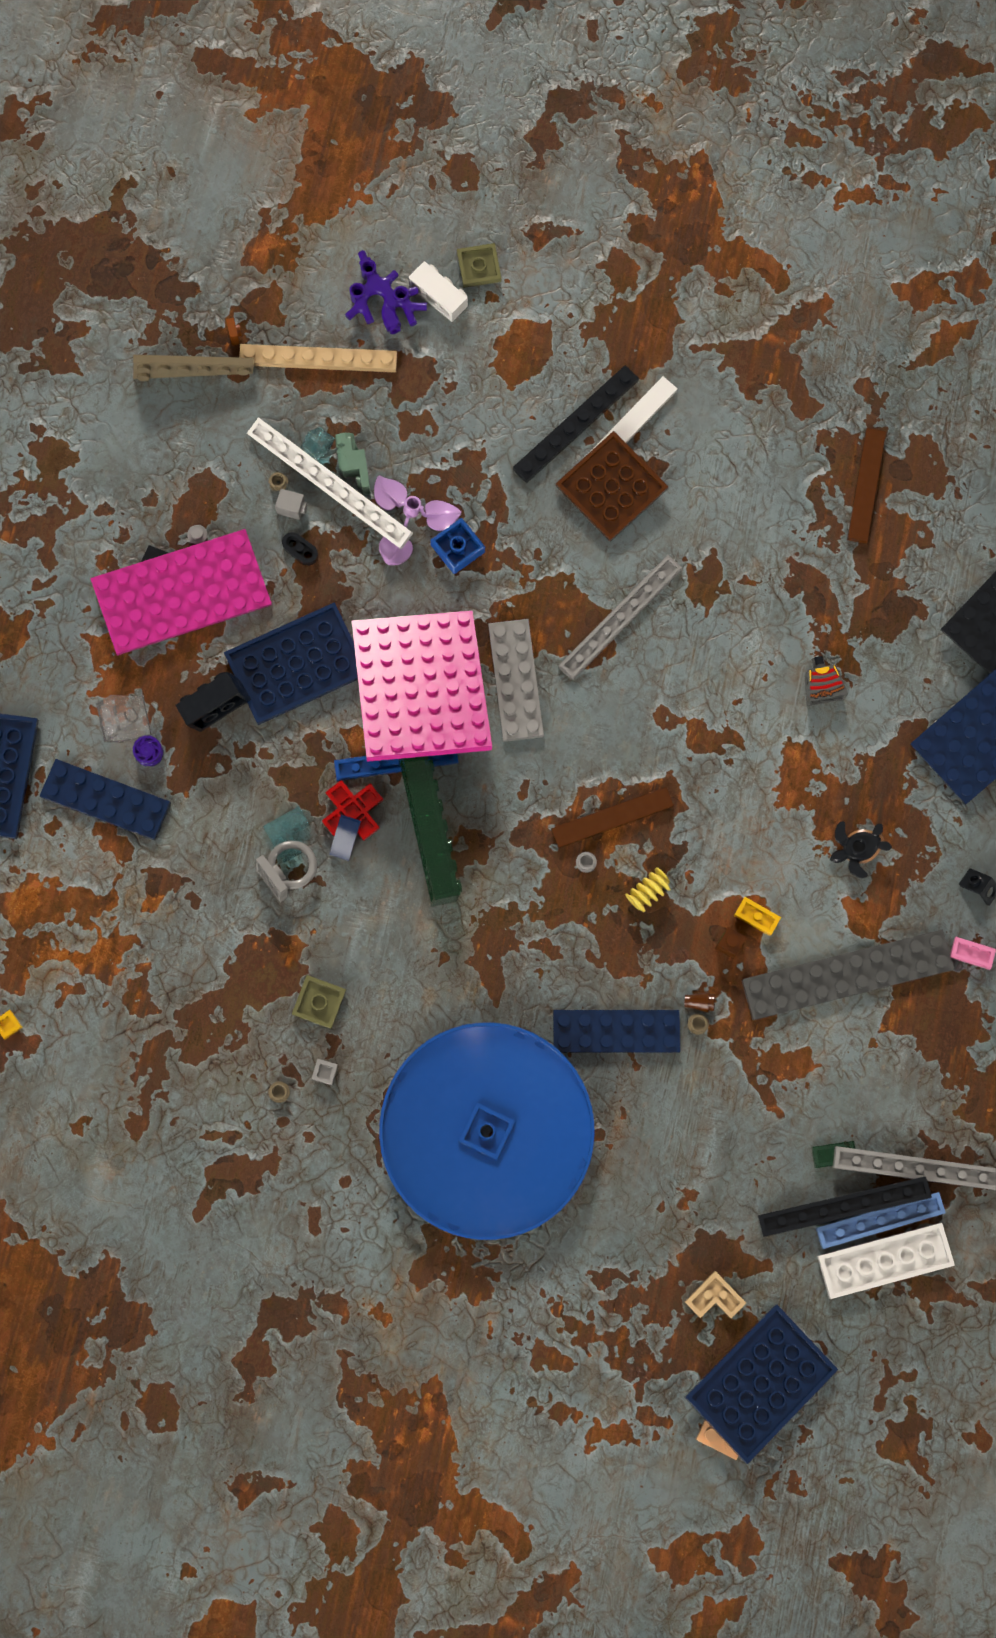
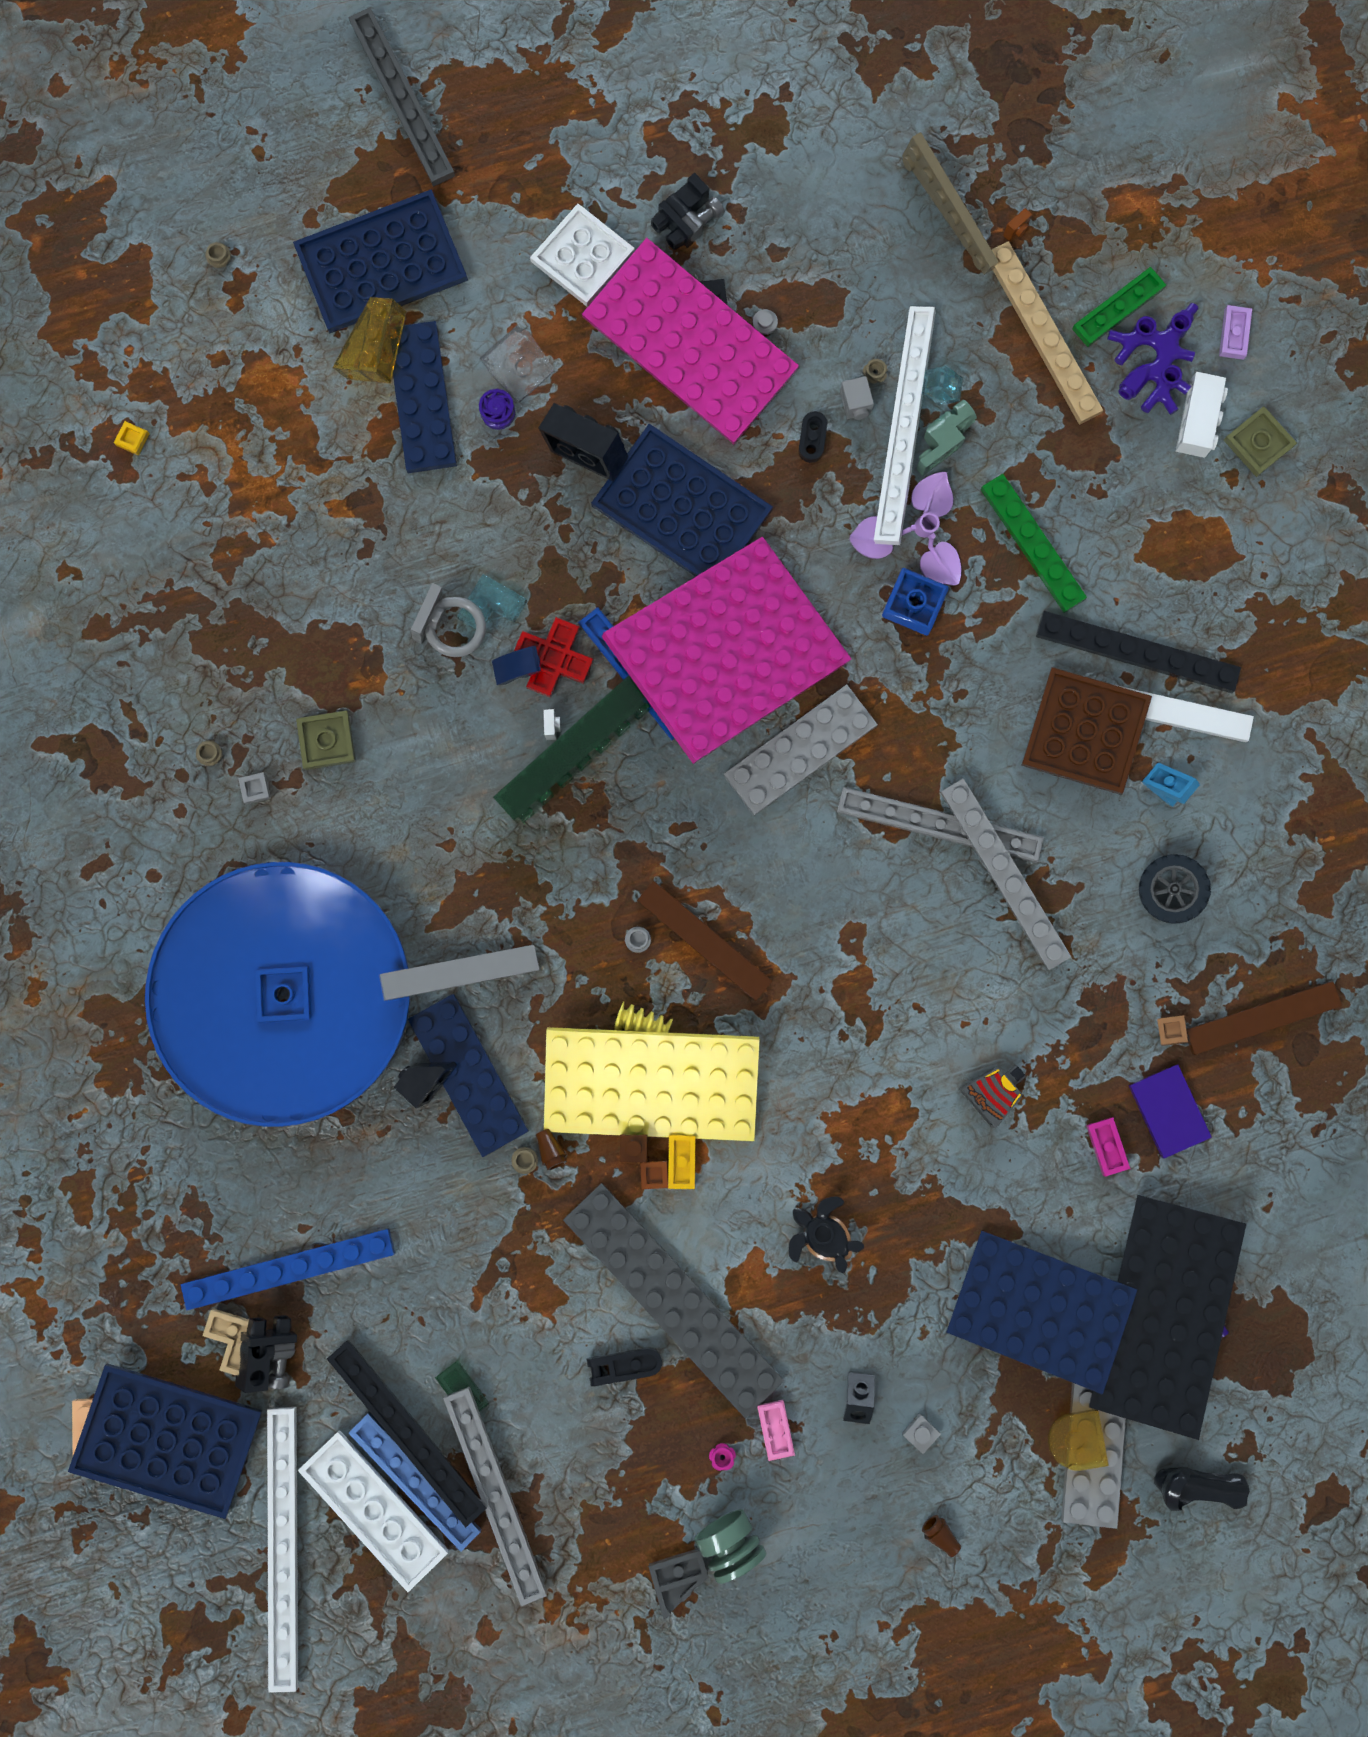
camera: 65 degrees right, 5 degrees up
(48, 809) = (373, 342): none -> clear yellow wedge
(70, 630) = (582, 254): none -> white plate
(82, 548) = (679, 213): none -> black hips
(331, 300) = (1119, 307): none -> green plate
(394, 237) = (1235, 332): none -> lavender plate
(400, 837) = (551, 724): none -> white plate
(461, 447) = (1033, 543): none -> green plate
(542, 995) = (458, 972): none -> light grey tile
(604, 1062) = (422, 1081): none -> black slope
(679, 453) = (1170, 784): none -> dark azure slope
(679, 593) = (1005, 874): none -> light grey plate
(684, 1233) = (287, 1269): none -> blue plate
(692, 906) = (651, 1083): none -> light yellow plate
(737, 1277) = (261, 1347): none -> black hips
(756, 940) = (654, 1175): none -> dark orange plate
(770, 491) = (1200, 894): none -> black wheel
(844, 546) = (1172, 1030): none -> medium nougat plate
(876, 1031) = (624, 1366): none -> black plate
(879, 1340) = (282, 1550): none -> white plate
(896, 578) = (1170, 1111): none -> dark purple tile
(898, 631) = (1108, 1147): none -> dark pink plate
(978, 999) = (722, 1449): none -> dark pink plate

